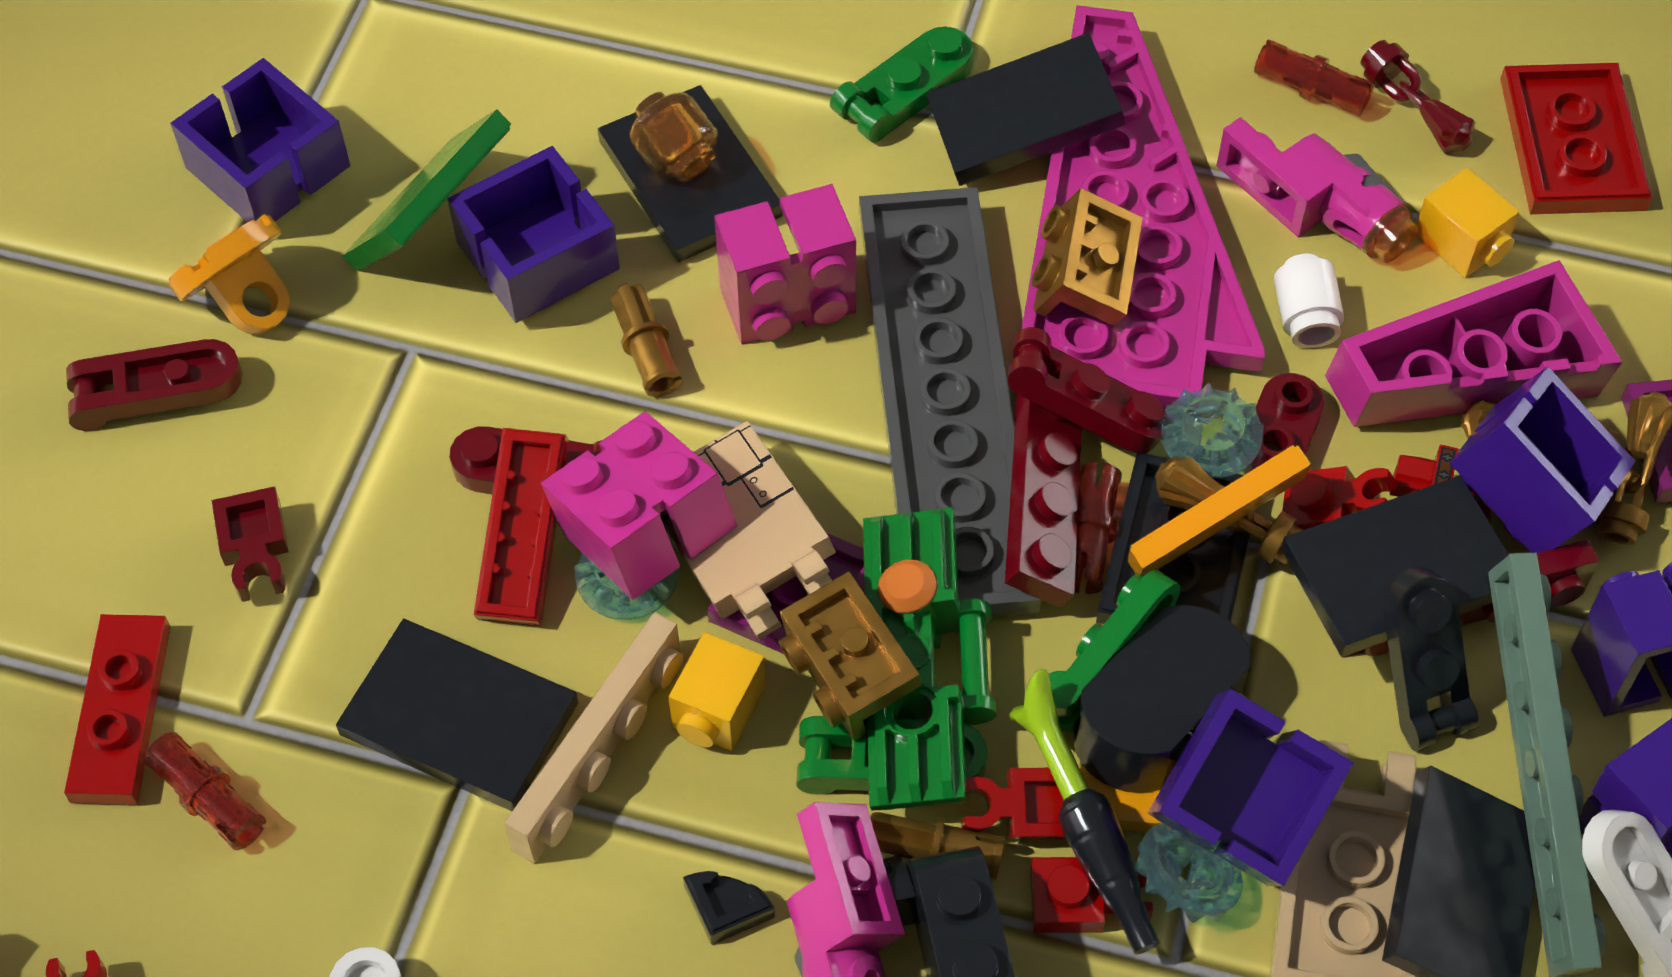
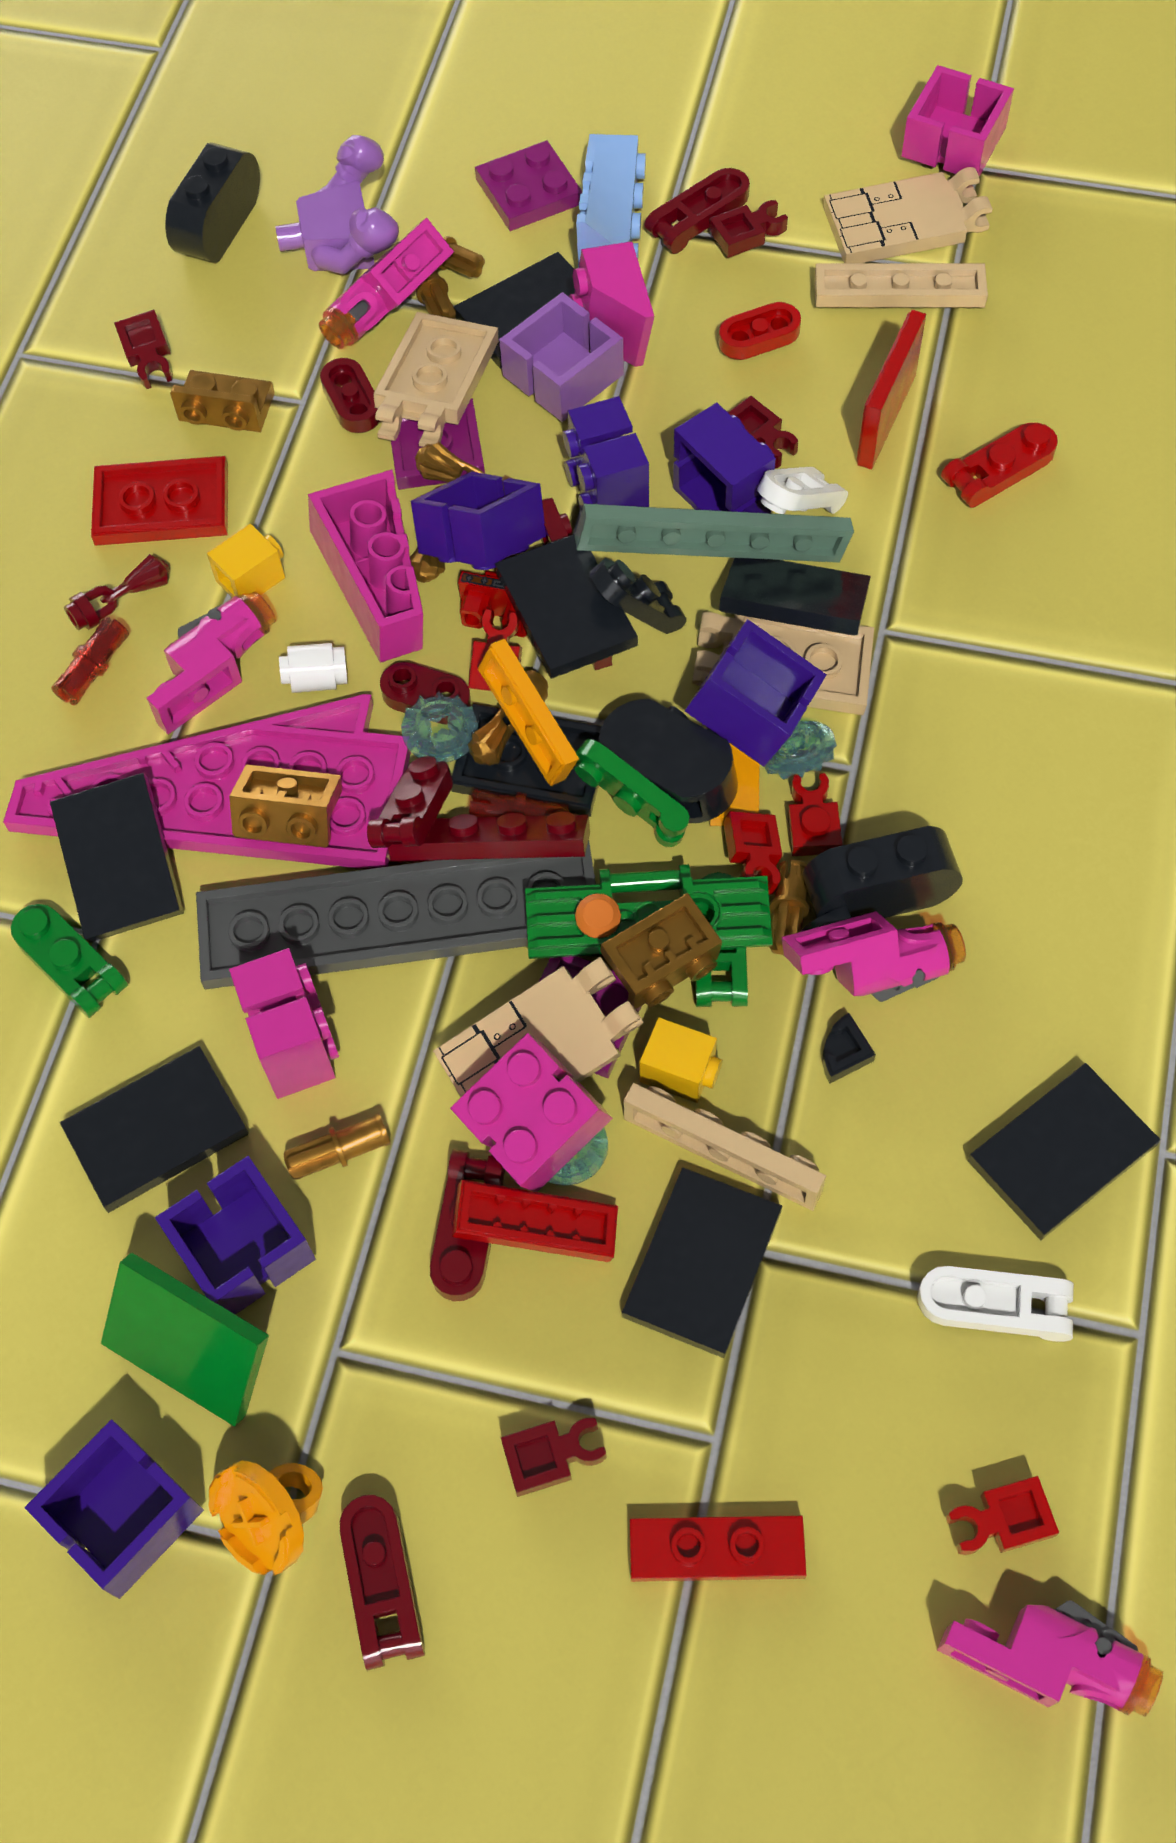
camera: 90 degrees left, 5 degrees up
(205, 790) = (791, 1455): clear red pin -> none
(673, 136) = (135, 1126): clear orange head -> none
(1087, 818) = (769, 803): black piece -> none

